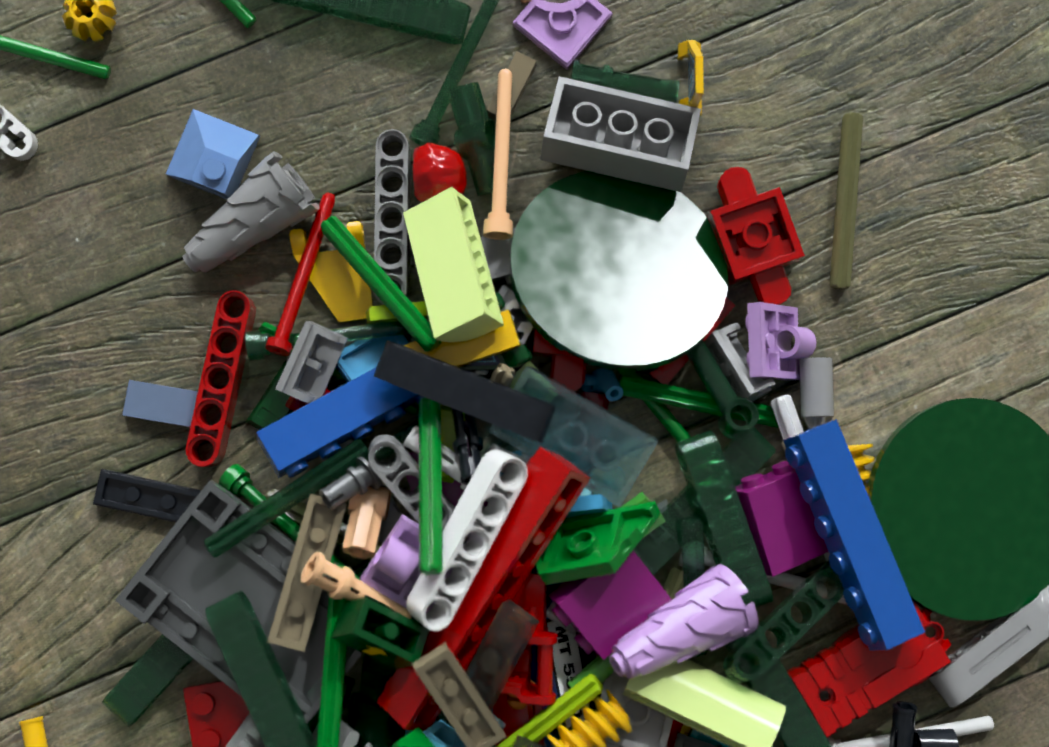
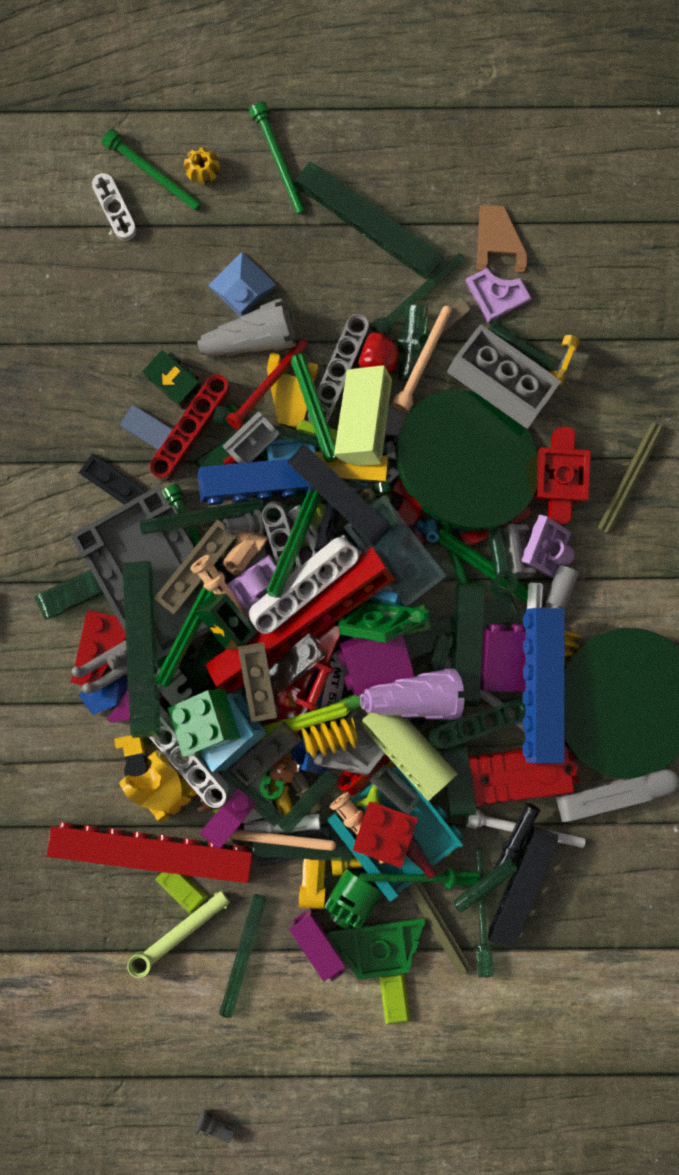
camera: 25 degrees right, 0 degrees up
(168, 322) = (172, 378): none -> dark green brick

